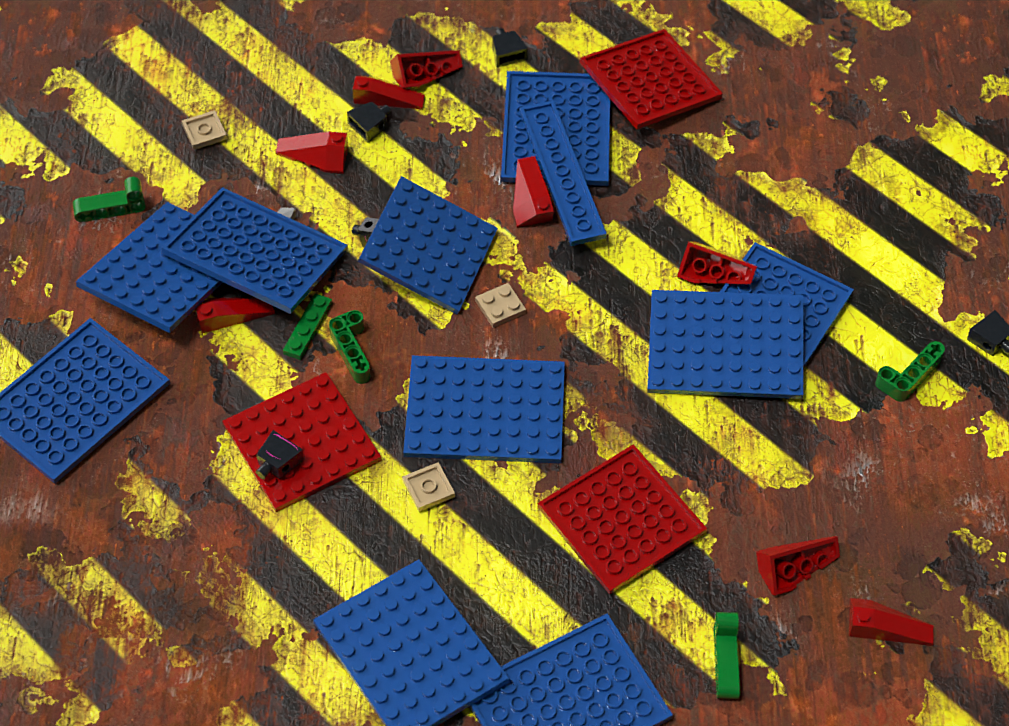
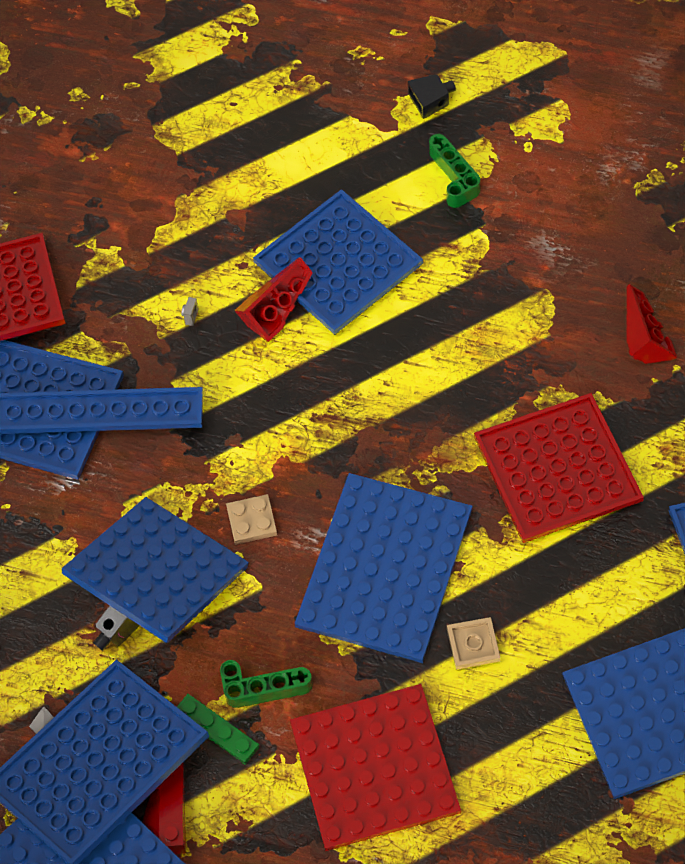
camera: 70 degrees left, 5 degrees up
(278, 456) = (401, 789): black torso -> none
(531, 196) = (117, 449): red wedge -> none
(683, 212) = (190, 311): none -> light grey plate
(726, 344) = (374, 318): blue plate -> none

